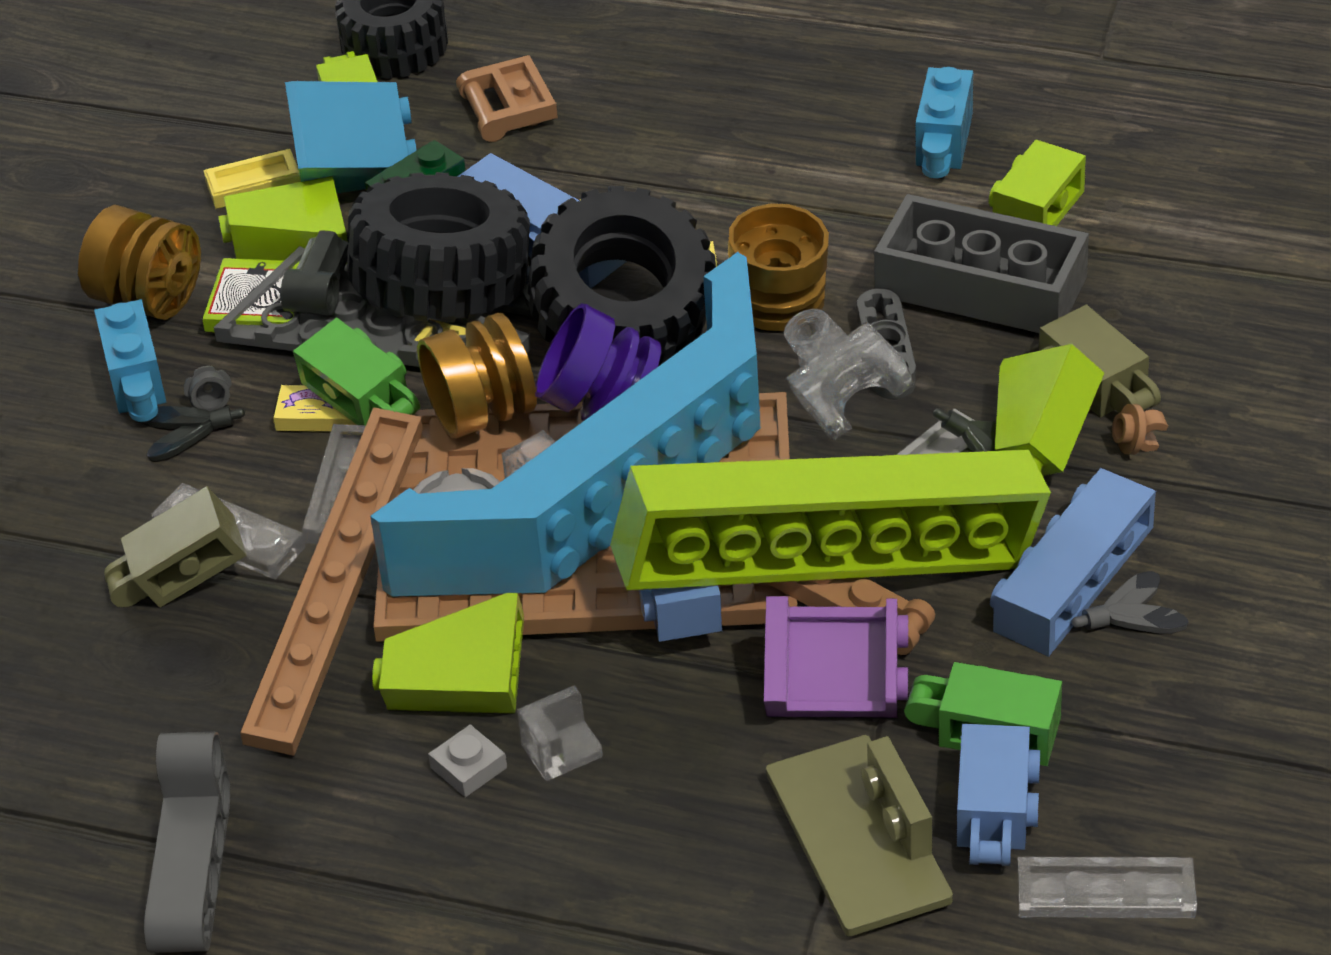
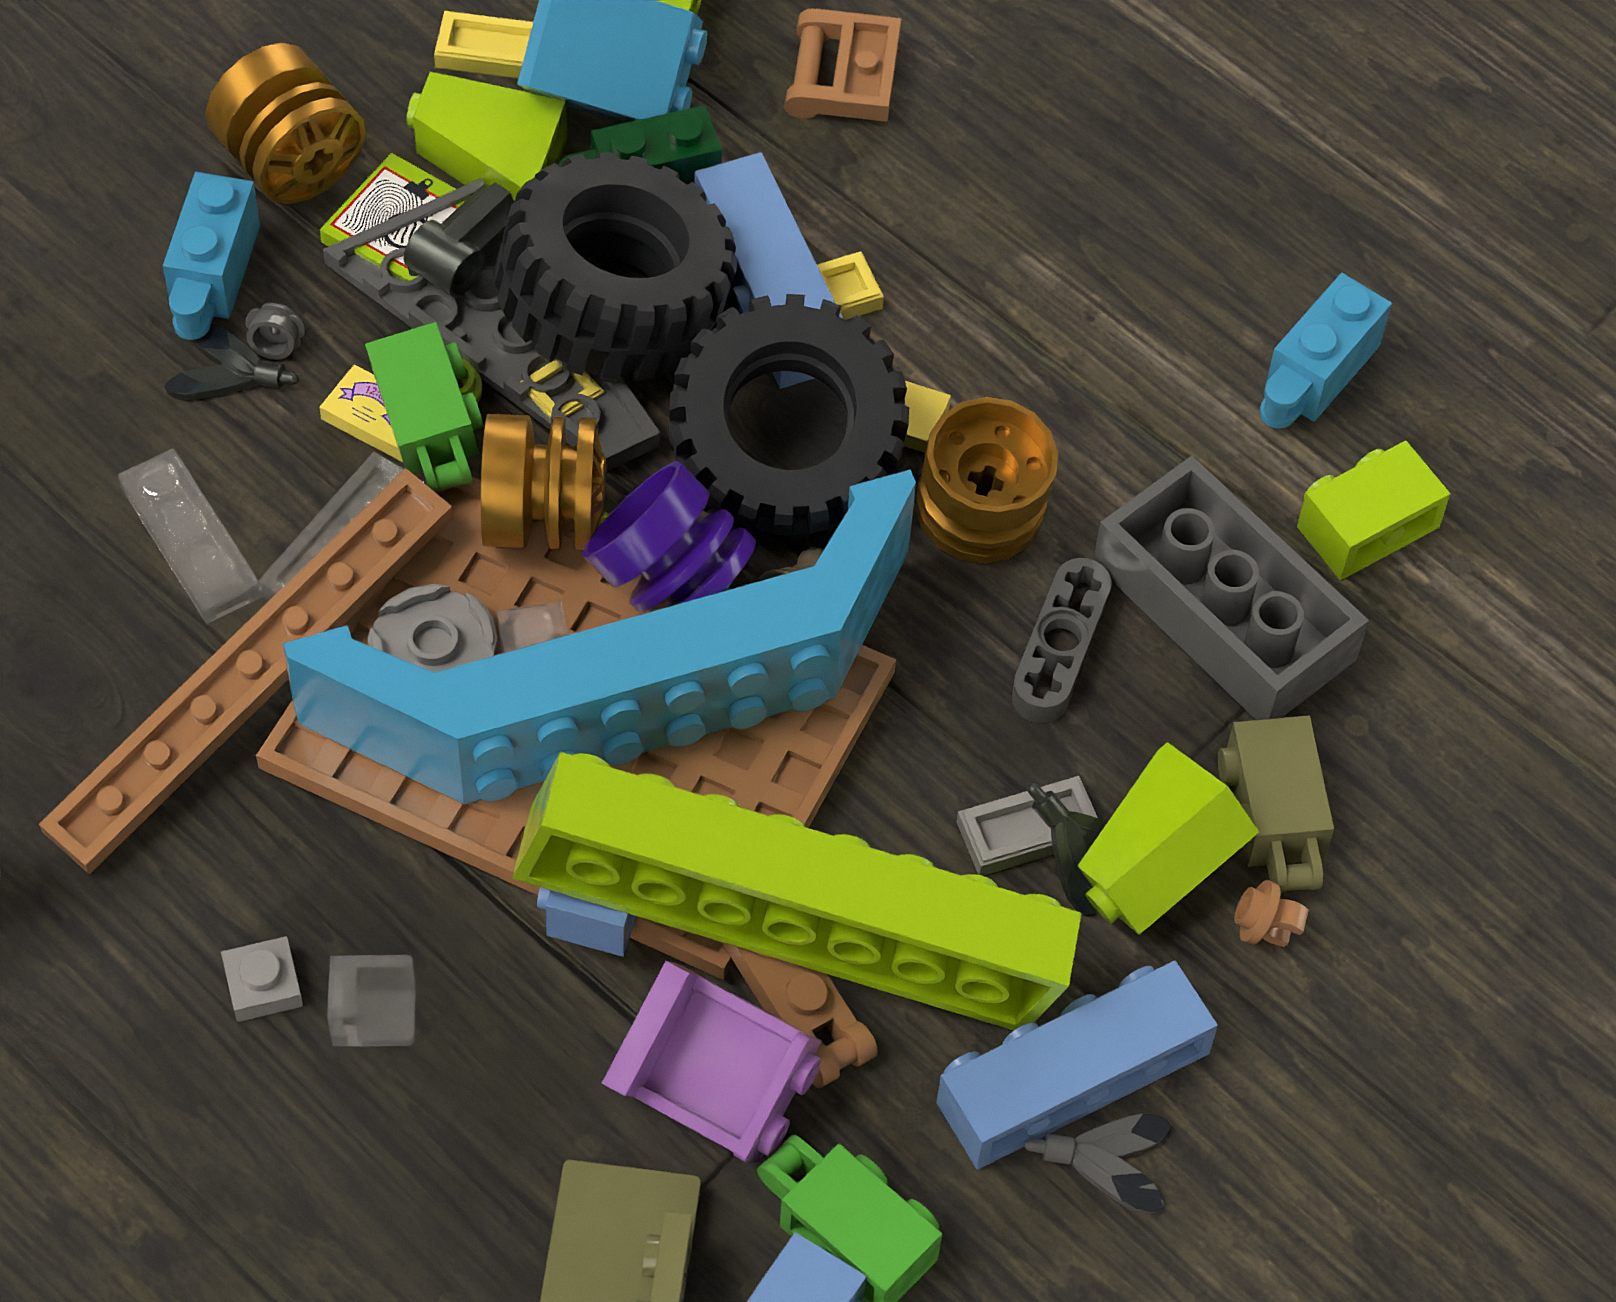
camera: 20 degrees right, 15 degrees up
(175, 551) = (107, 546): olive brick -> none
(456, 661) = (315, 850): lime slope -> none
(839, 366) = (971, 656): clear piece -> none

